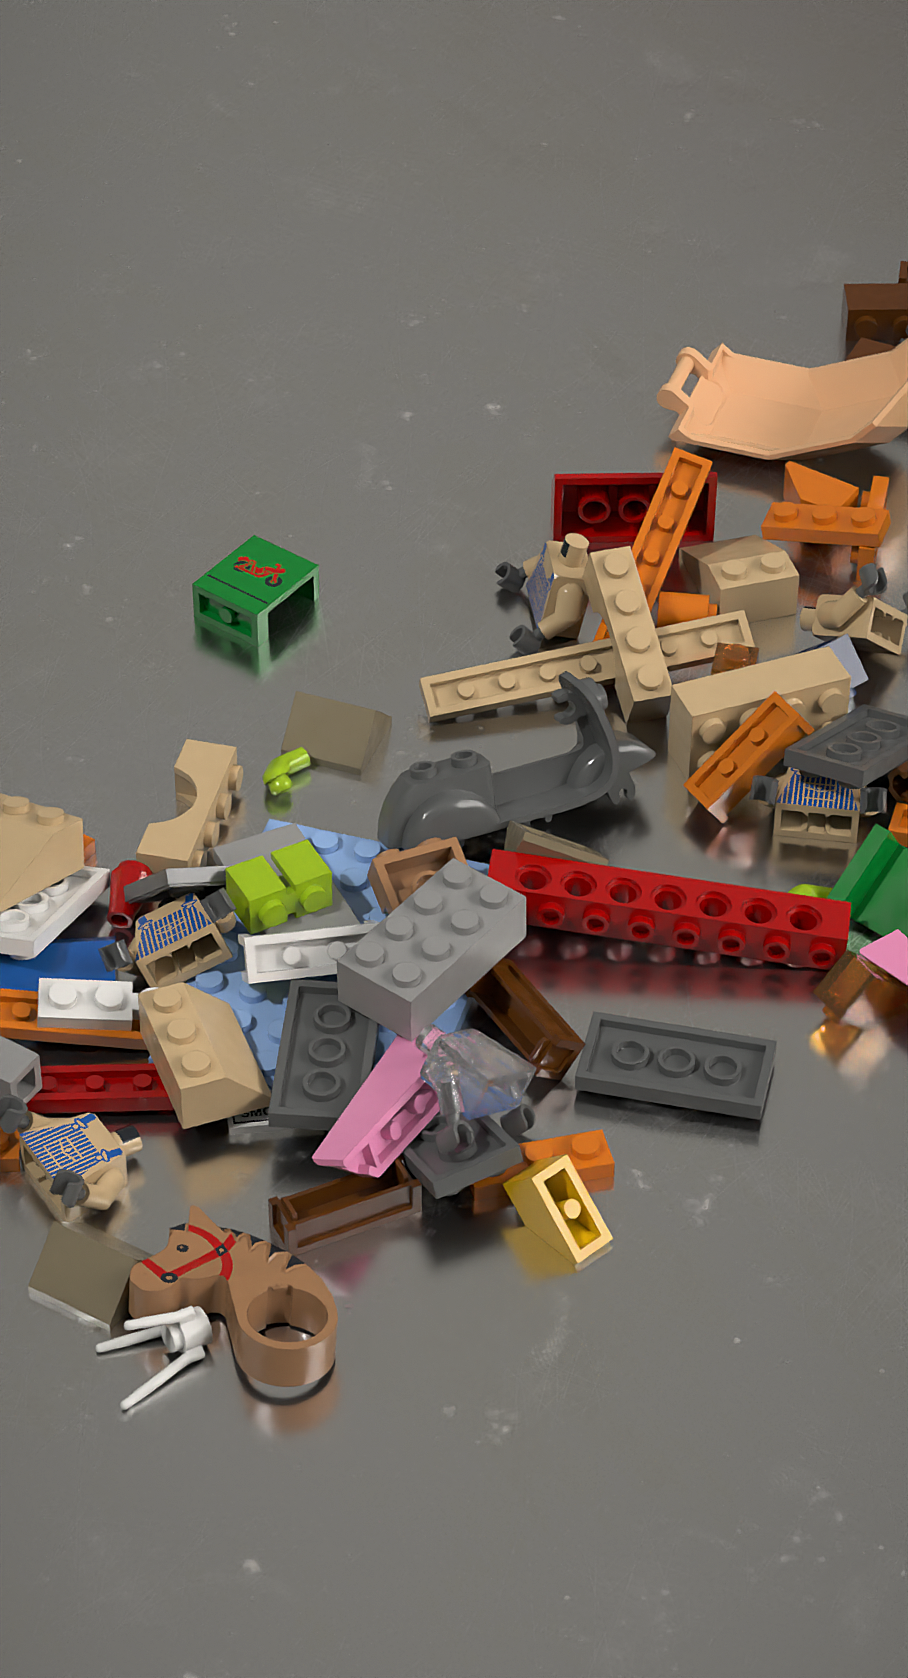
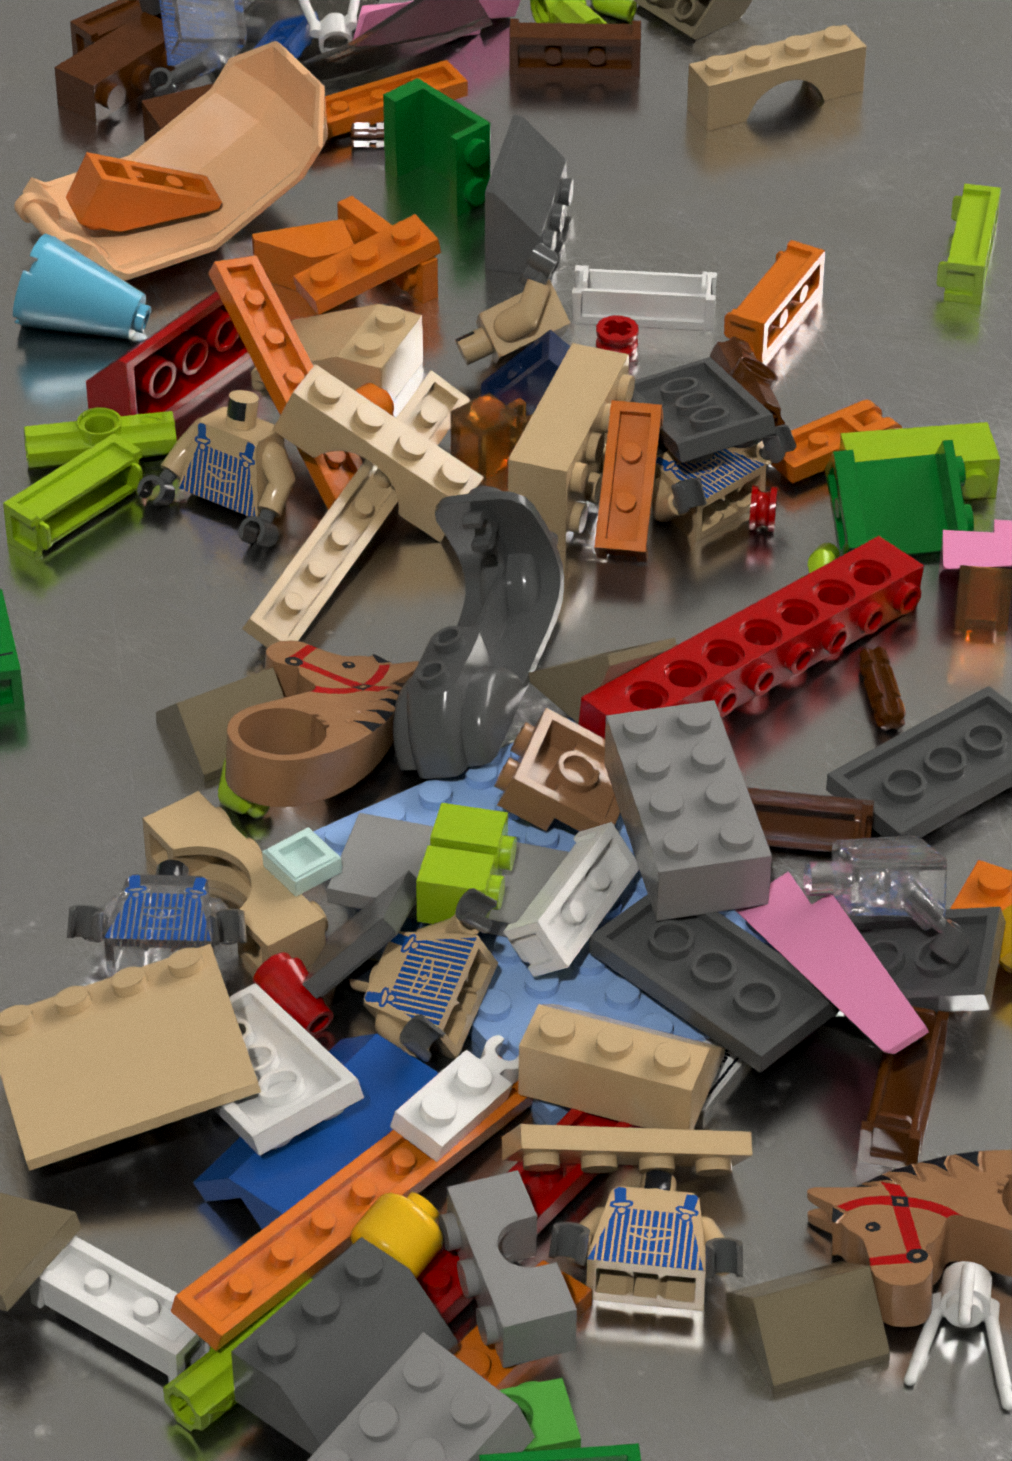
camera: 50 degrees left, 0 degrees up
(114, 801) = (157, 918): none -> torso
(144, 1114) = (607, 1147): none -> tan plate
(217, 822) = (302, 861): none -> light aqua tile
(356, 766) = (326, 727): none -> medium nougat animal
(454, 544) = (72, 495): none -> lime container
(515, 520) = (60, 442): none -> lime piece
(632, 423) = (77, 295): none -> medium azure cone
(724, 996) = (882, 688): none -> reddish brown axle
(766, 393) = (135, 194): none -> orange slope
(831, 841) = (763, 509): none -> red bush

